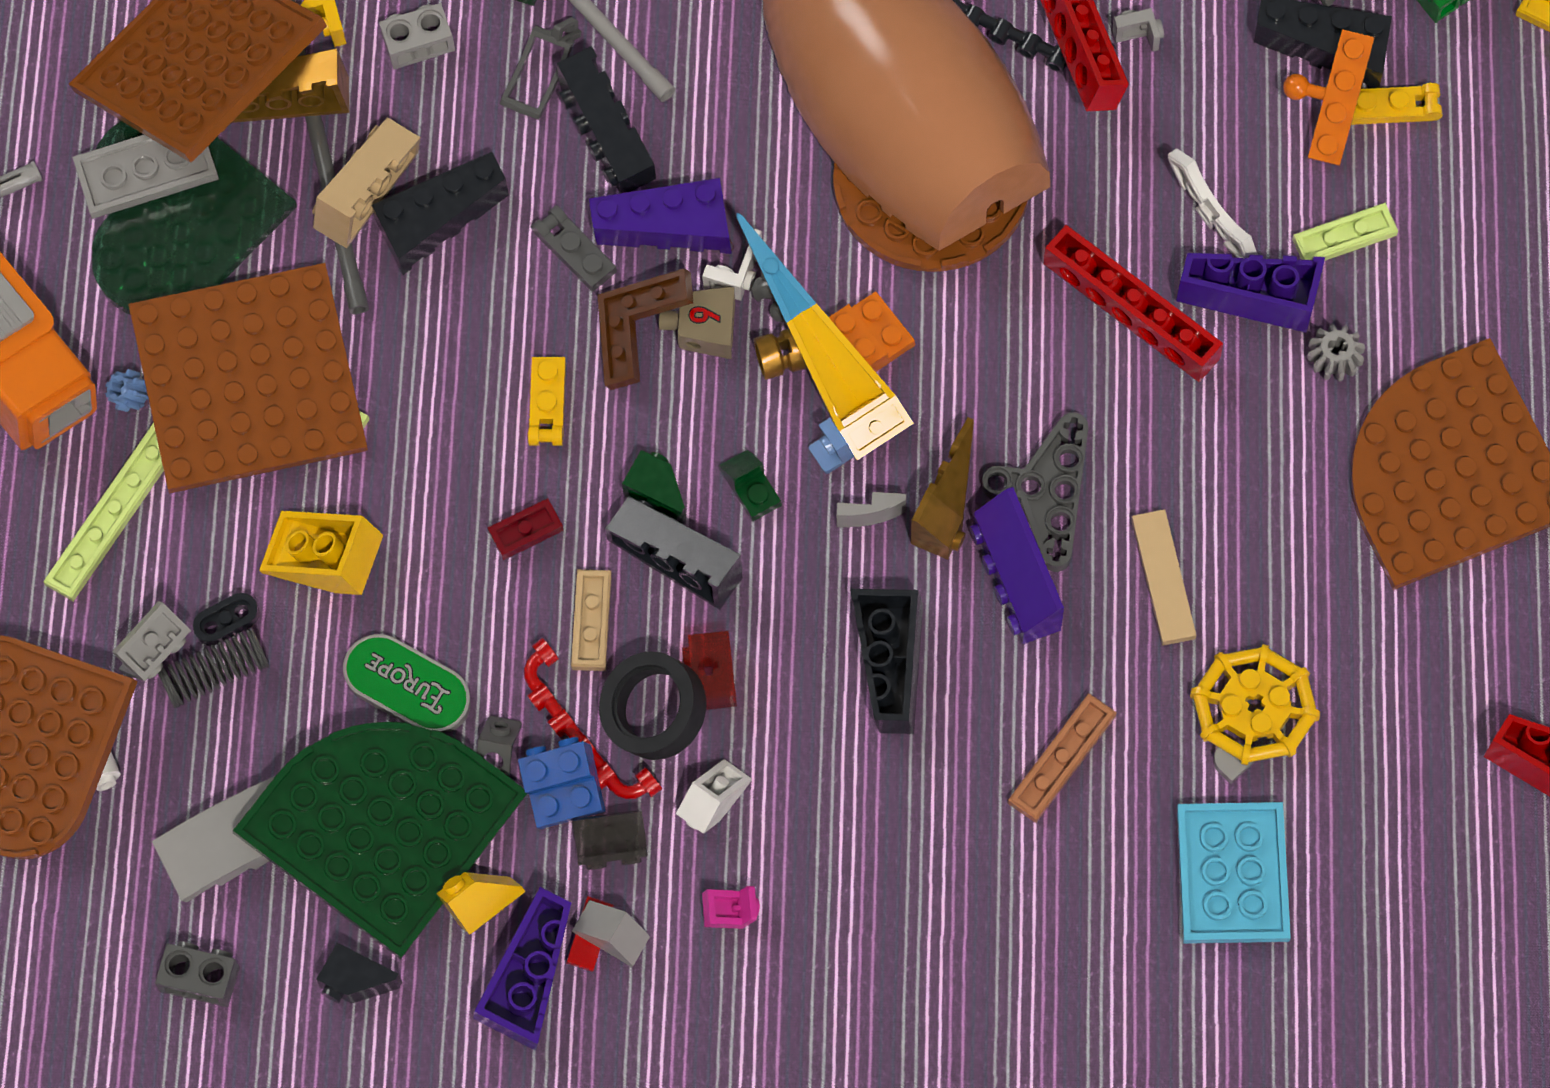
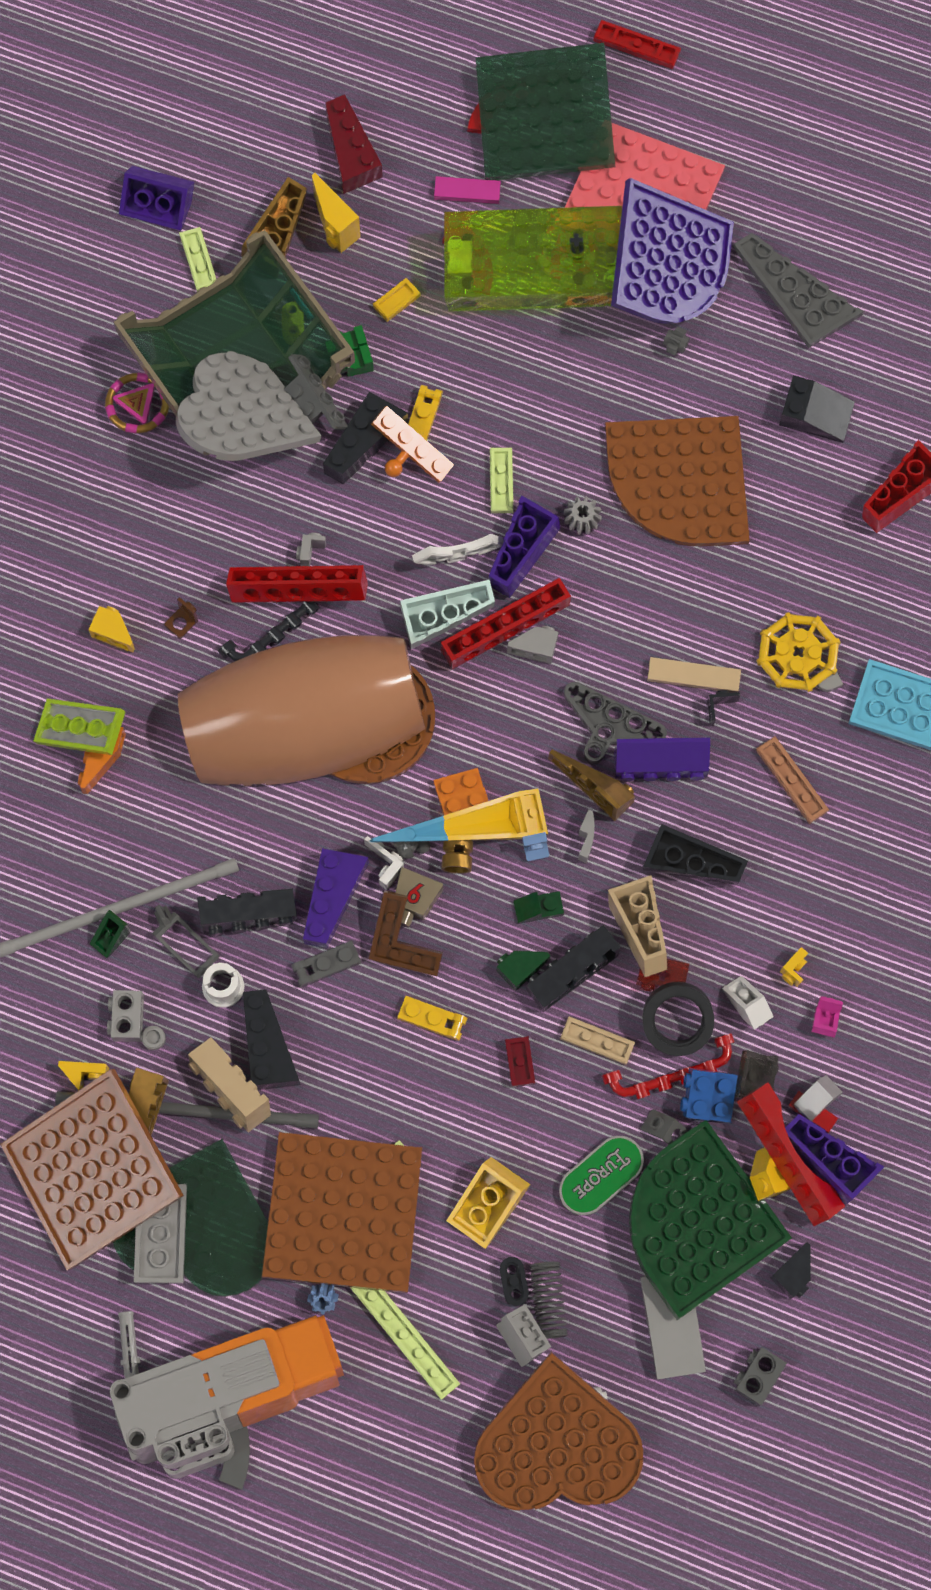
camera: 75 degrees left, 5 degrees up
(402, 79) = (153, 1038): none -> light grey tile
(466, 966) = (813, 1194): none -> red arch
(504, 145) = (226, 997): none -> white piece
(767, 610) = (639, 921): none -> tan wedge
(793, 841) = (796, 962): none -> yellow bracket
(1116, 218) = (443, 610): none -> light aqua wedge
(1121, 355) = (535, 644): none -> light grey slope
(1142, 619) = (720, 698): none -> black bracket

